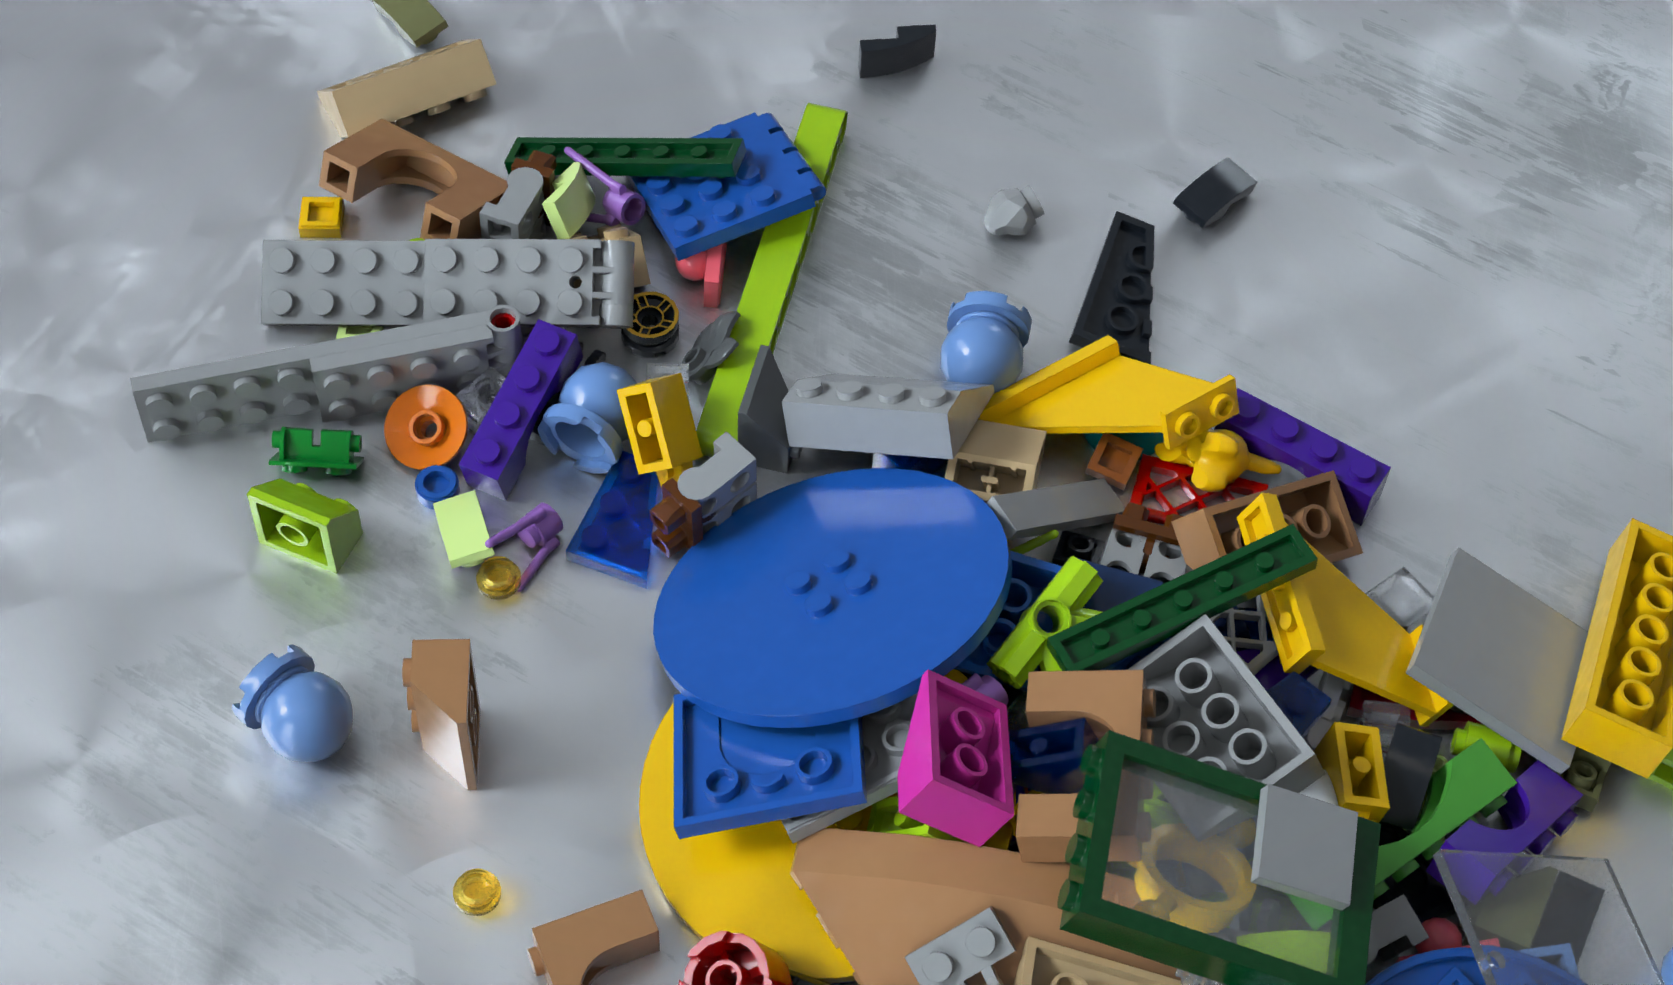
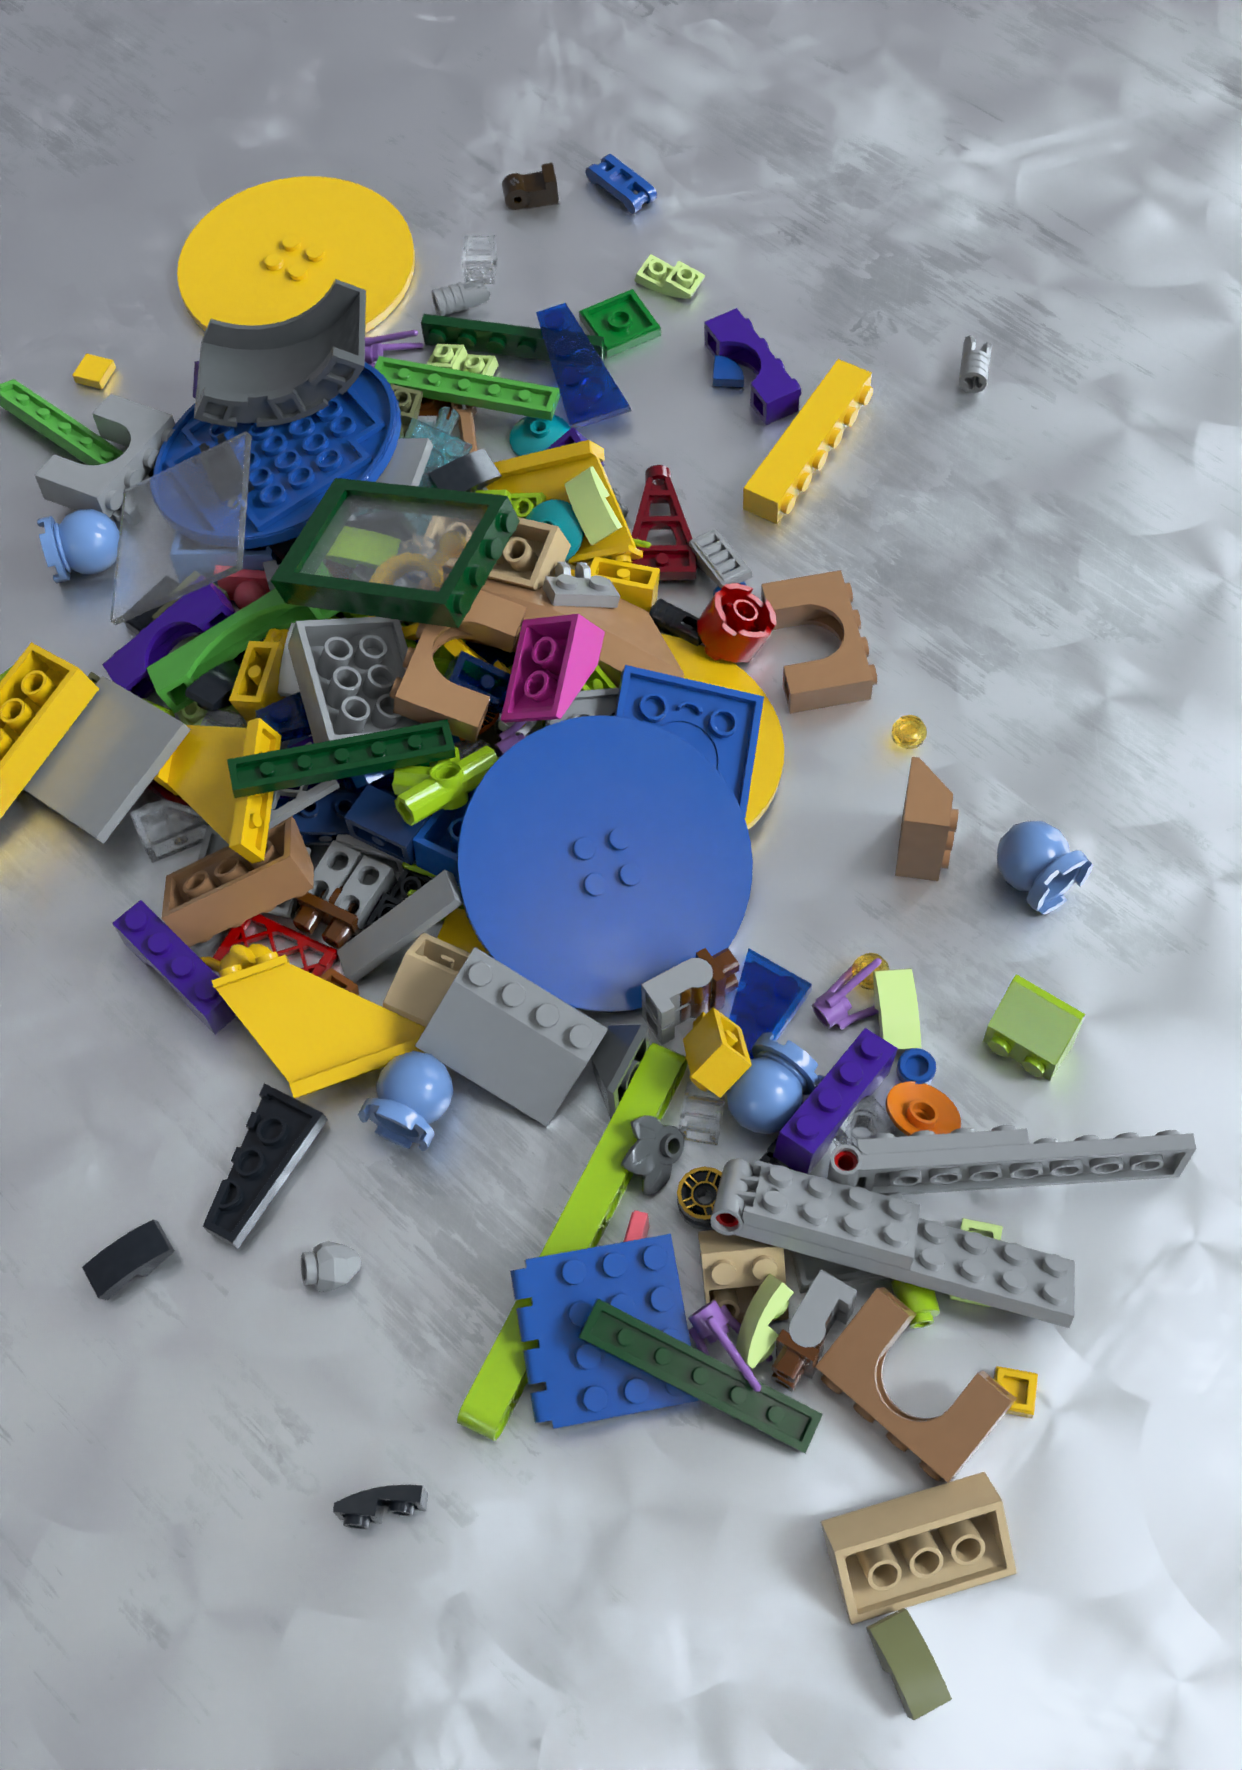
camera: 160 degrees left, 5 degrees up
(333, 453) = (1023, 1103): green hinge -> none
(1304, 847) = (333, 550): light grey tile -> none

